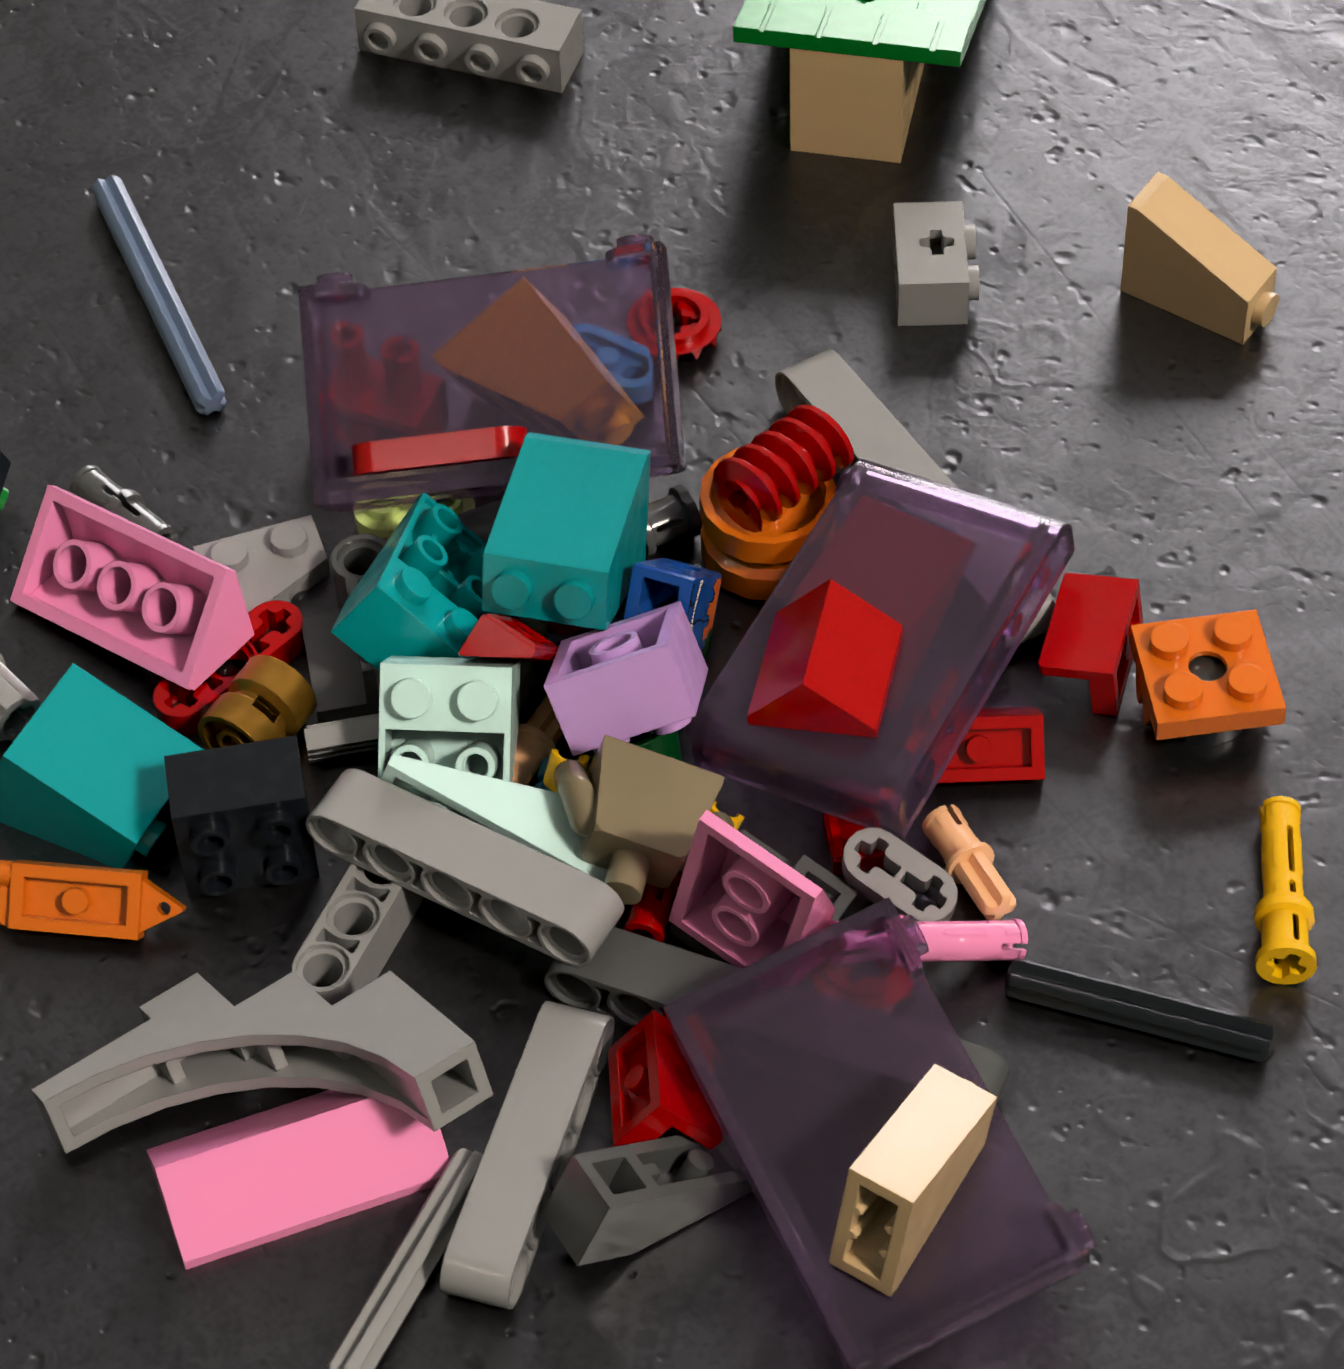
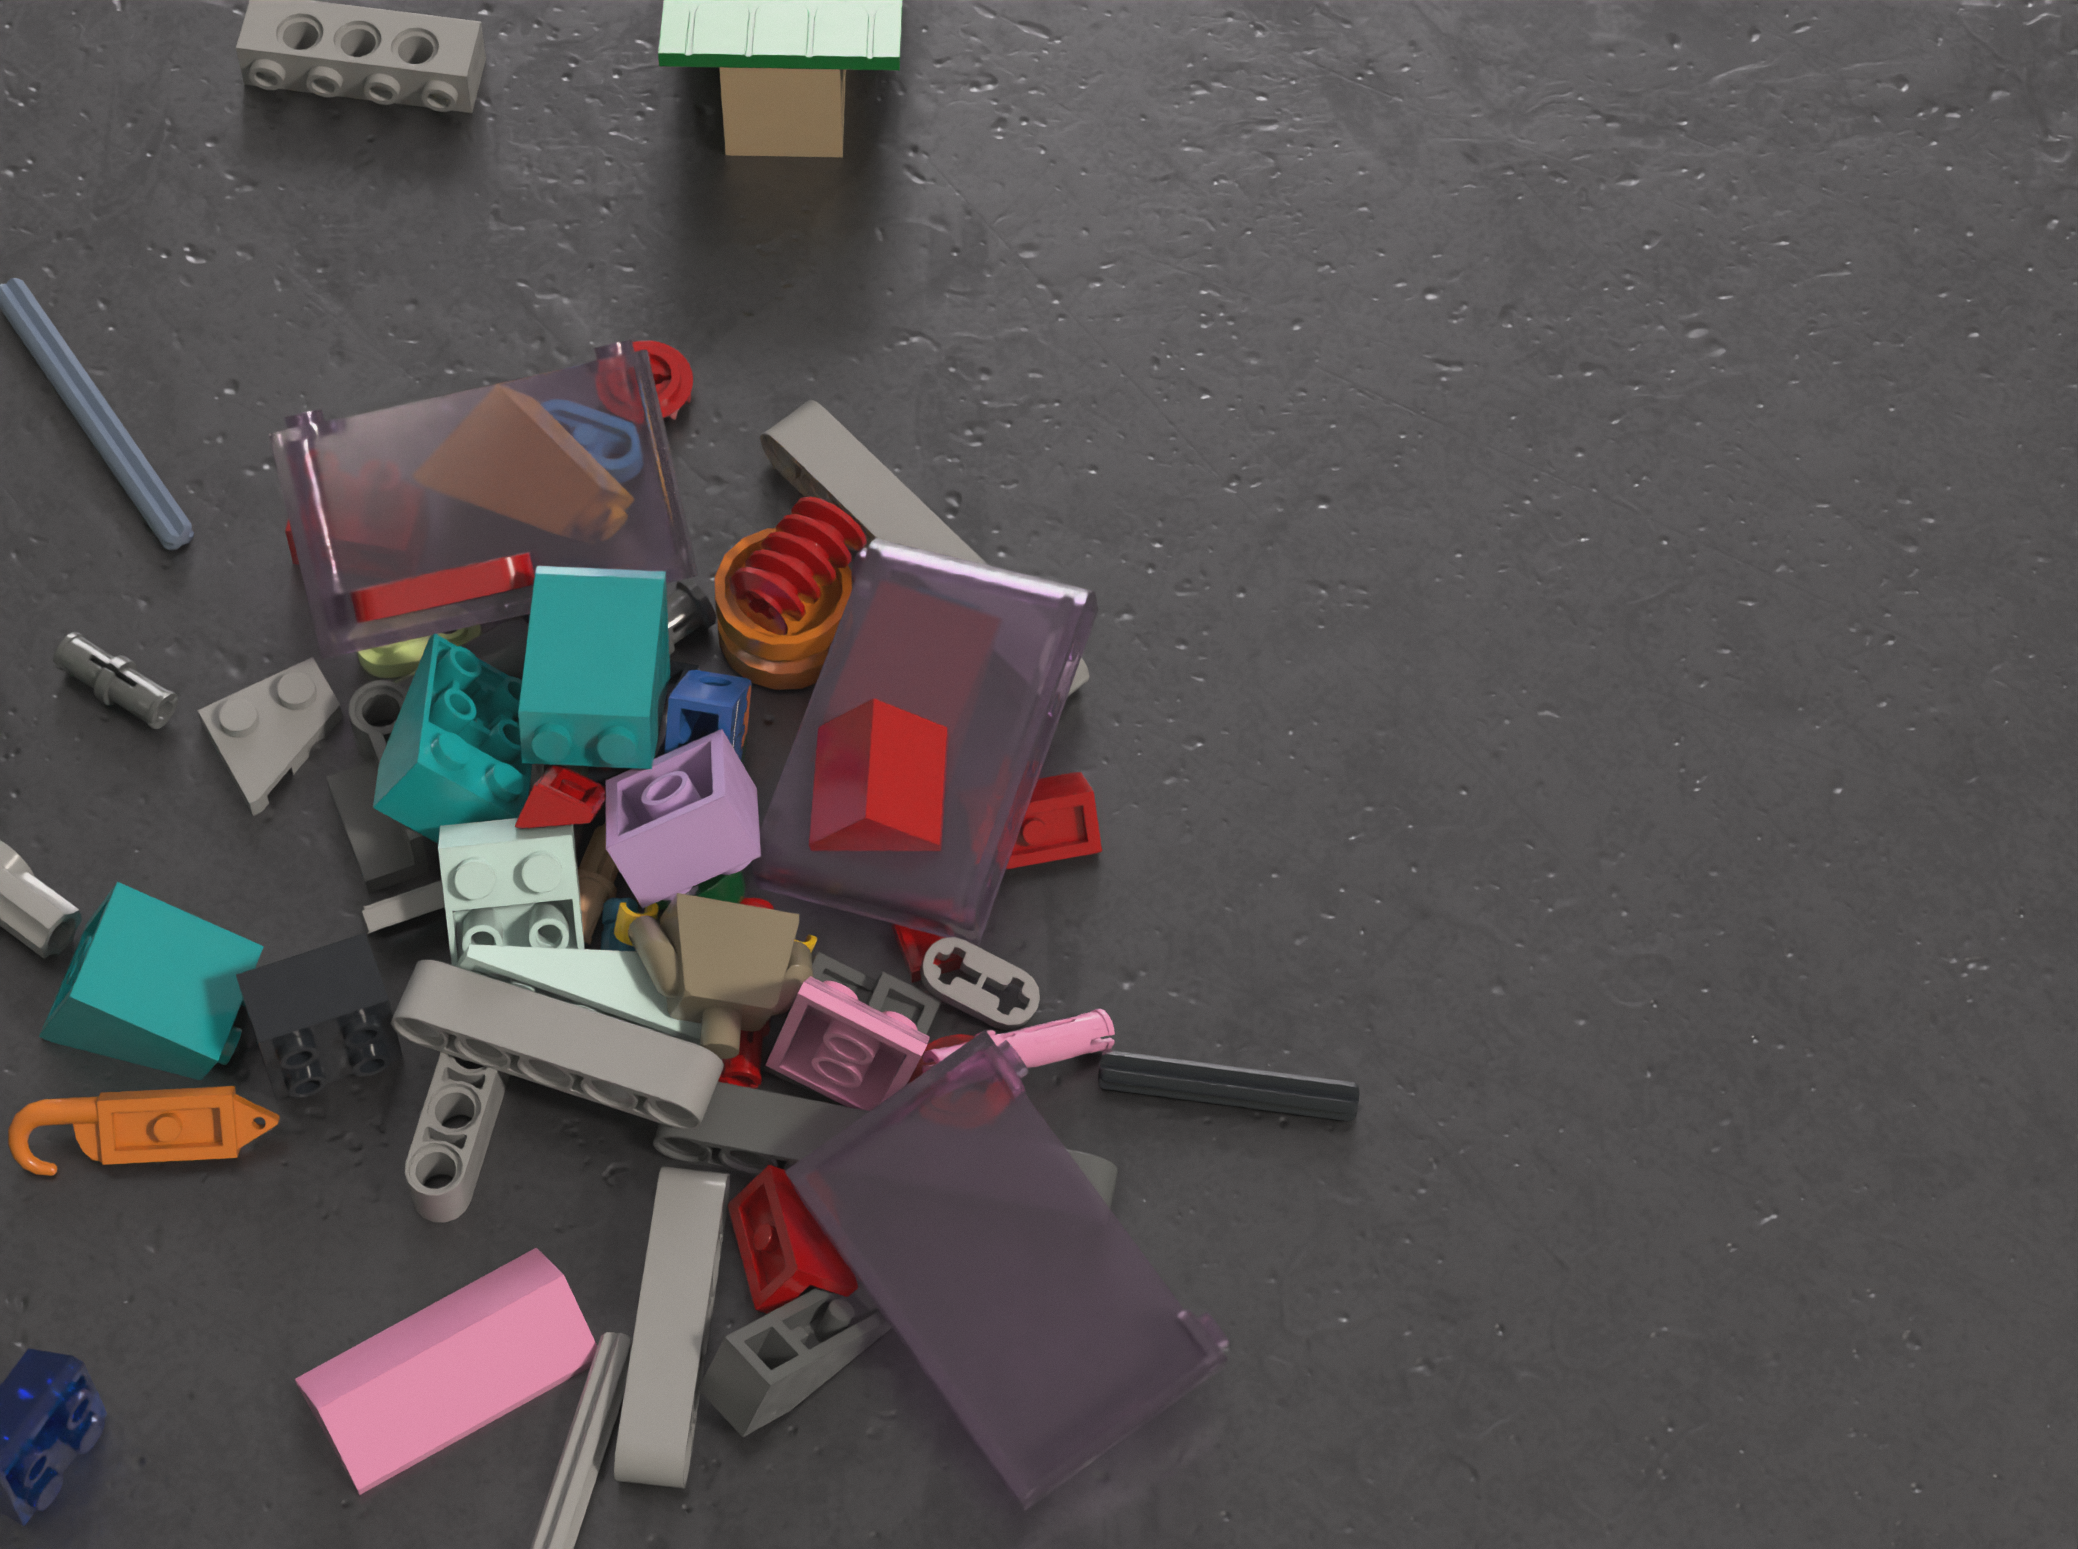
camera: 15 degrees left, 10 degrees up
(131, 590) = (147, 777): bright pink slope -> none
(262, 704) = (309, 892): pearl gold wheel -> none
(269, 615) = (263, 870): red beam -> none
(286, 1036) = (413, 1248): light grey arch -> none
(909, 1178) = (1048, 1306): tan slope -> none
(932, 263) = (898, 281): light grey brick -> none
(969, 861) = (1043, 953): light nougat axle -> none
(1092, 635) = (1126, 691): red panel -> none
(1194, 263) = (1166, 254): tan slope -> none
(1206, 677) = (1243, 723): orange piece -> none
(1284, 912) = (1352, 964): yellow pin -> none

